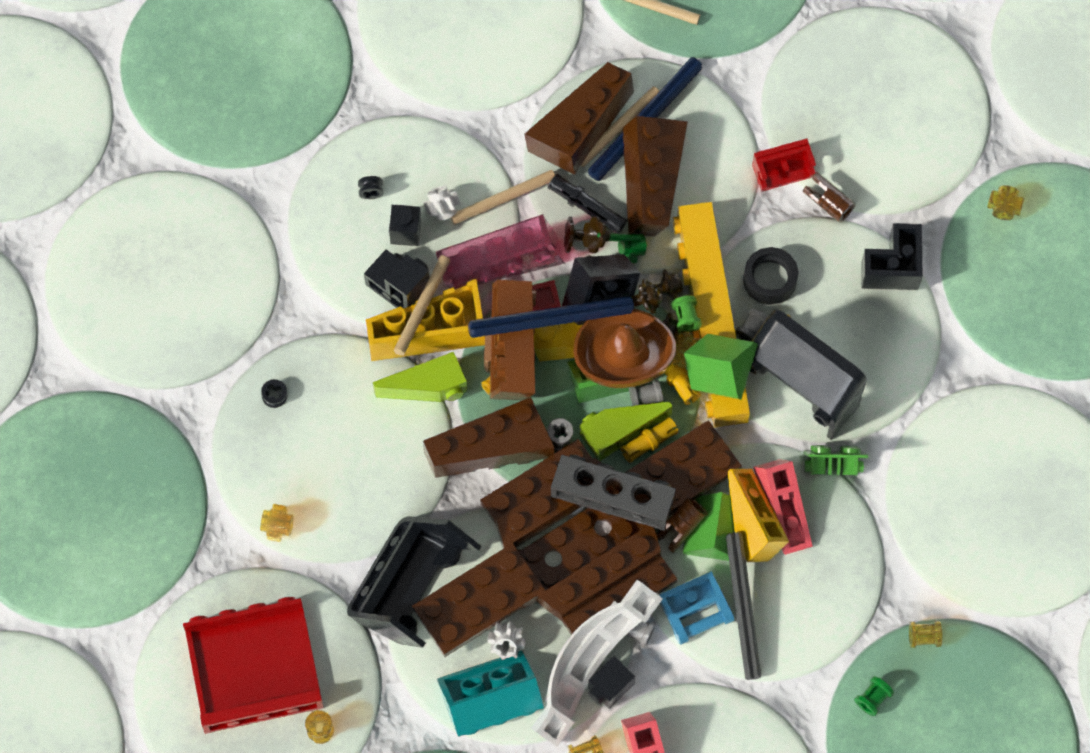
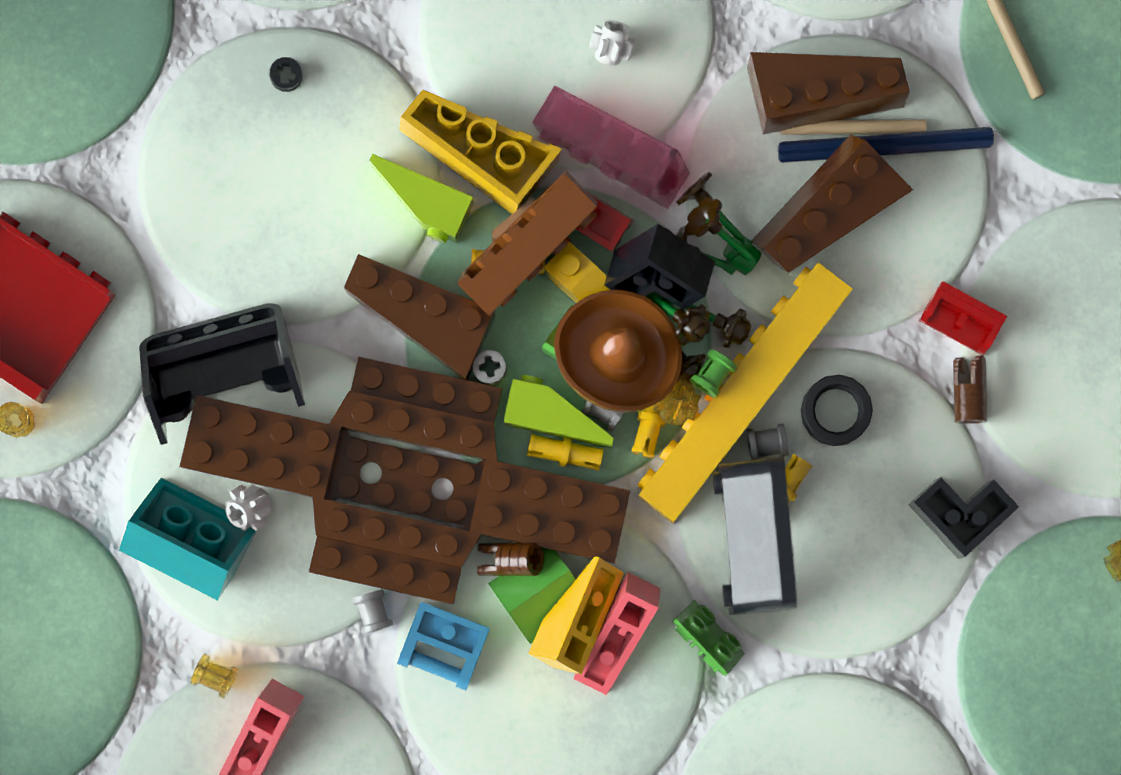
camera: 45 degrees right, 15 degrees up
(277, 522) = (163, 198): clear yellow gear -> none
(397, 278) = (495, 79): black brick -> none
(405, 225) = (557, 31): black brick -> none
(422, 305) = (484, 127): tan bar -> none
(502, 197) = (678, 91): tan bar -> none
(550, 317) = (577, 258): dark blue axle -> none
(585, 202) = (742, 162): black pin -> none
(585, 653) = (294, 591): white piece -> none
(610, 683) = (298, 636): black brick -> none
(623, 505) = (434, 426): dark grey brick -> none
(720, 365) = (689, 453): bright green slope -> none
(743, 606) = (484, 688): dark grey axle -> none

